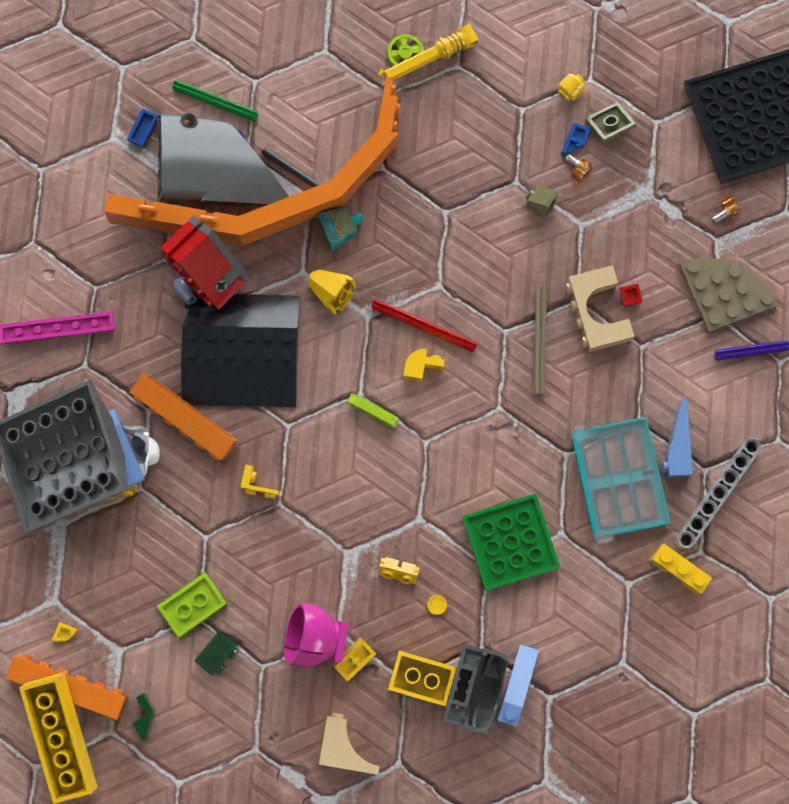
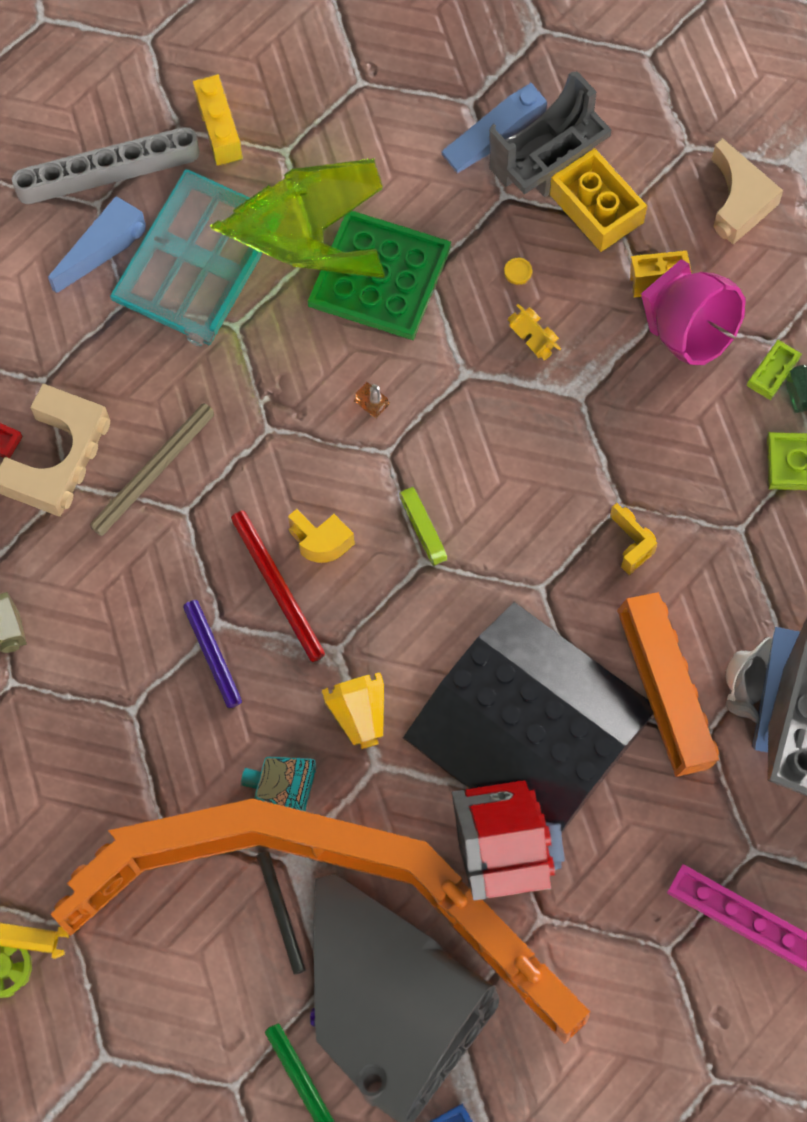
camera: 140 degrees left, 10 degrees down
(249, 646) = (774, 369): none -> lime plate
(428, 266) = (212, 654): none -> dark purple axle
(452, 464) = (375, 403): none -> clear orange piece
(581, 525) = (294, 213): none -> clear neon green windscreen

